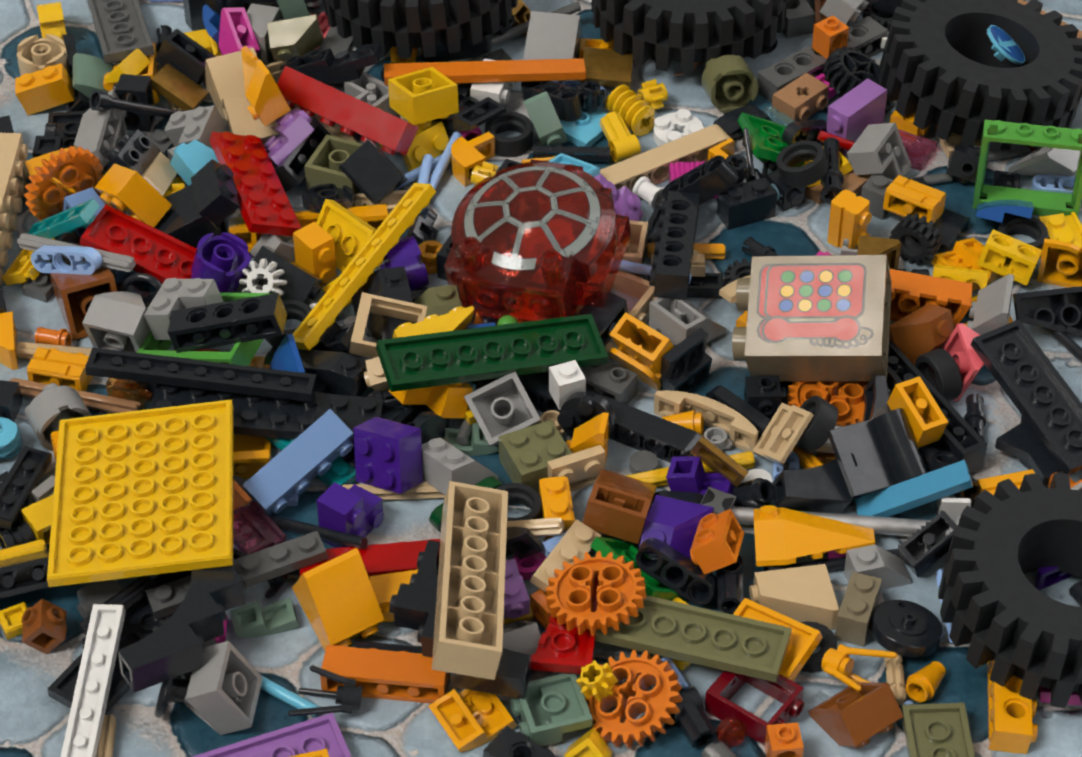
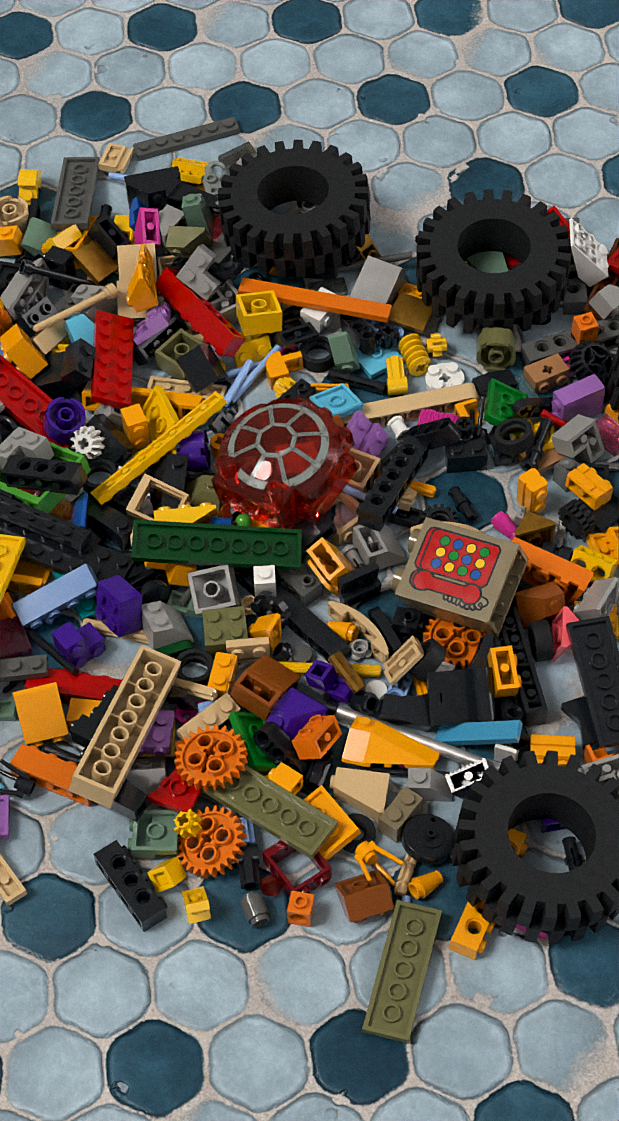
camera: 20 degrees right, 10 degrees up
(220, 109) = (108, 292): none -> tan piece
(317, 194) = (164, 377): black tile -> none
(325, 62) = (195, 272): none -> light grey brick
(471, 717) = (100, 825): light orange slope -> none
(620, 463) = (282, 652): none -> black plate
(699, 595) = (286, 778): none -> light orange brick
(718, 499) = (335, 704): dark grey tile -> none
(975, 415) = (557, 681): black pin -> none

